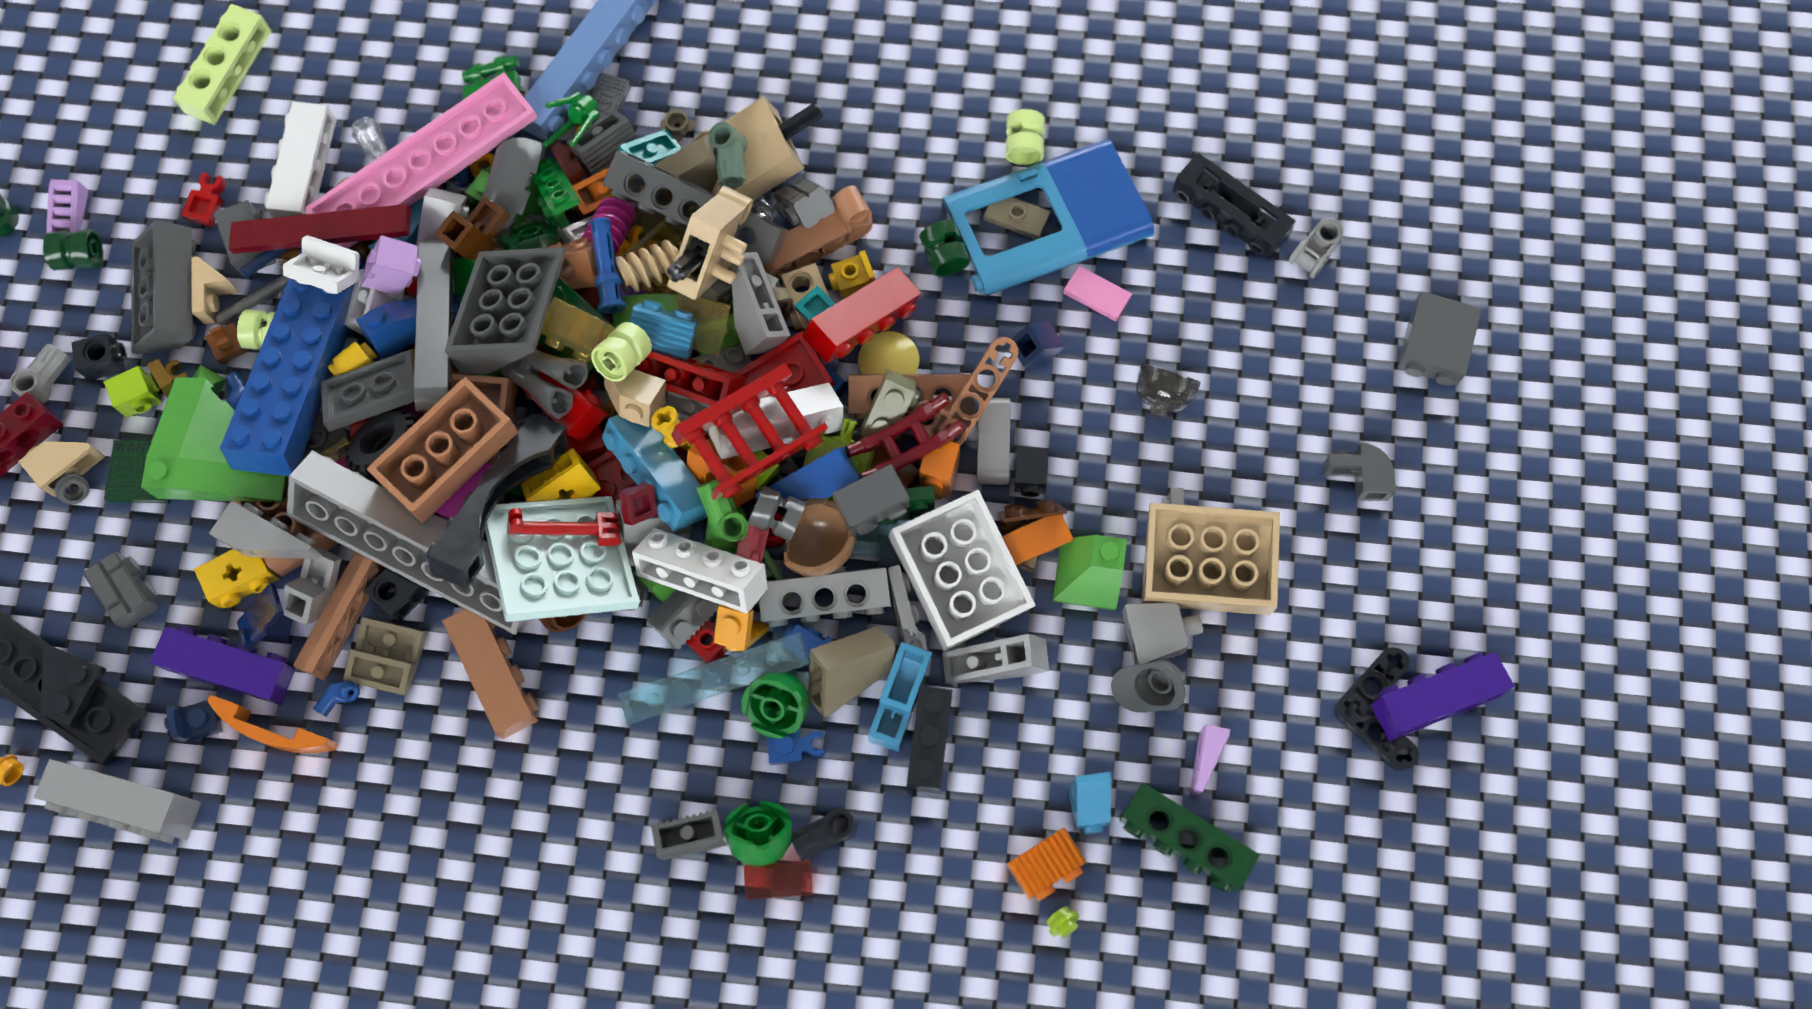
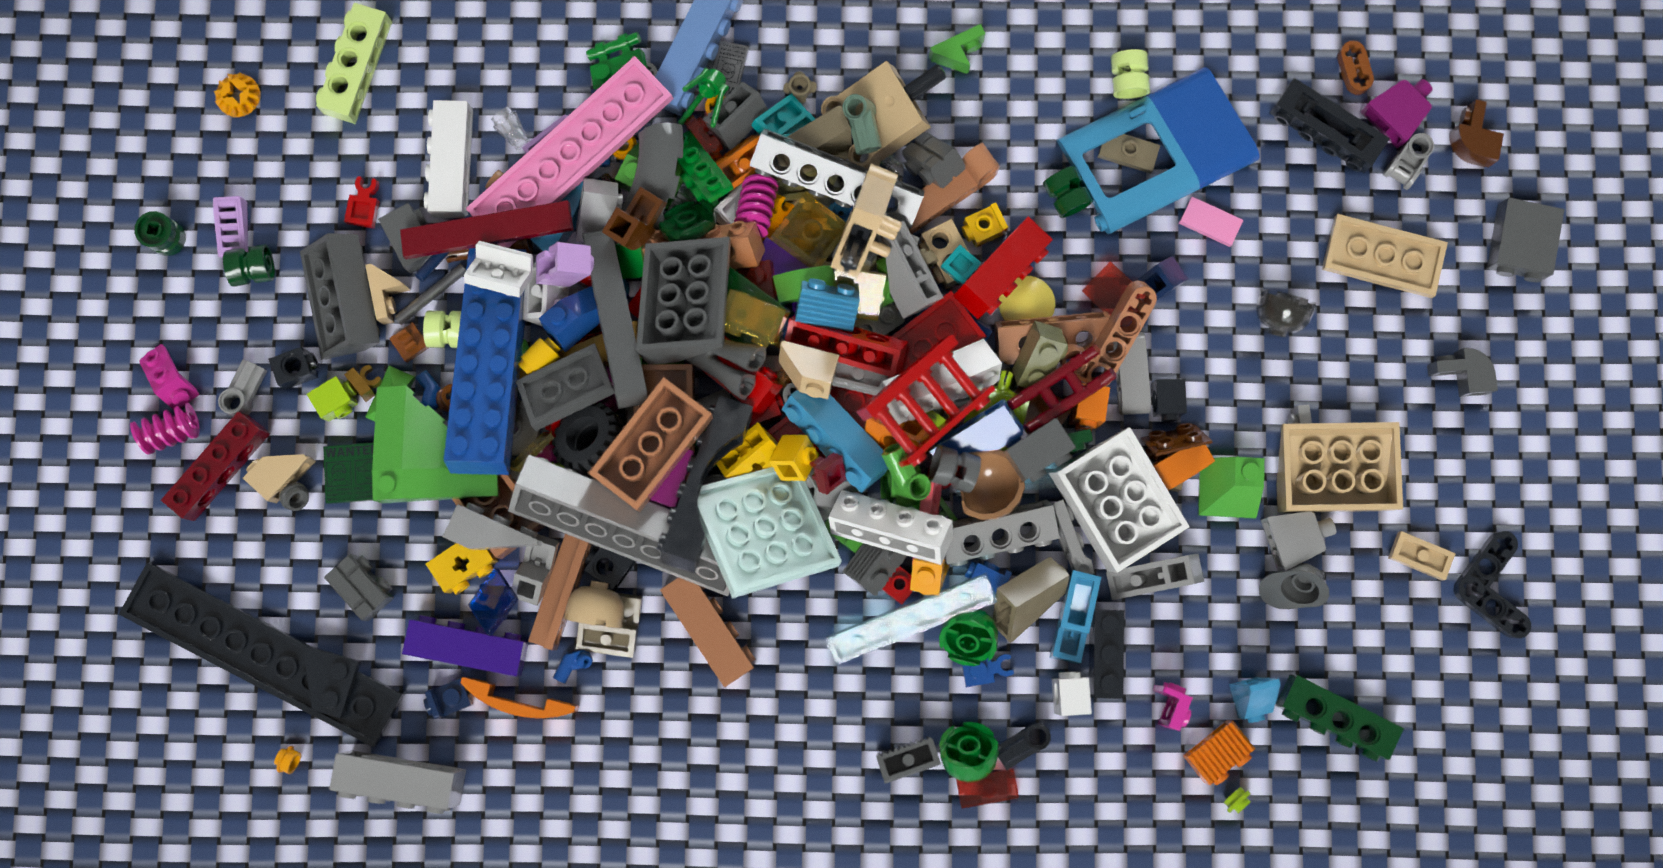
camera: 10 degrees left, 10 degrees up
(109, 90) = (248, 98): none -> light orange gear
(367, 629) = (595, 606): none -> tan cylinder
(601, 486) = (793, 457): none -> yellow brick
(604, 527) = (793, 496): red hinge -> none
(607, 278) = (769, 260): blue pin -> none
(621, 351) = (798, 335): yellowish green wheel -> none
(646, 265) = (803, 241): tan piece -> none
(664, 421) = (847, 396): yellow connector -> none
(840, 99) = (951, 51): none -> bright green slope
(882, 778) = (1071, 694): none -> white brick
(972, 349) = (1107, 290): none -> clear red plate
(1000, 809) = (1176, 707): none -> dark pink bracket
(1209, 748) = (1349, 641): lavender slope -> none
(1274, 151) = (1361, 65): none -> dark orange beam
(1283, 343) = (1384, 256): none -> tan plate
(1299, 666) = (1421, 555): none -> tan plate
(1310, 195) = (1399, 110): none -> magenta torso
(1389, 236) = (1472, 142): none -> reddish brown brick
(1441, 695) = (1550, 573): dark purple brick -> none

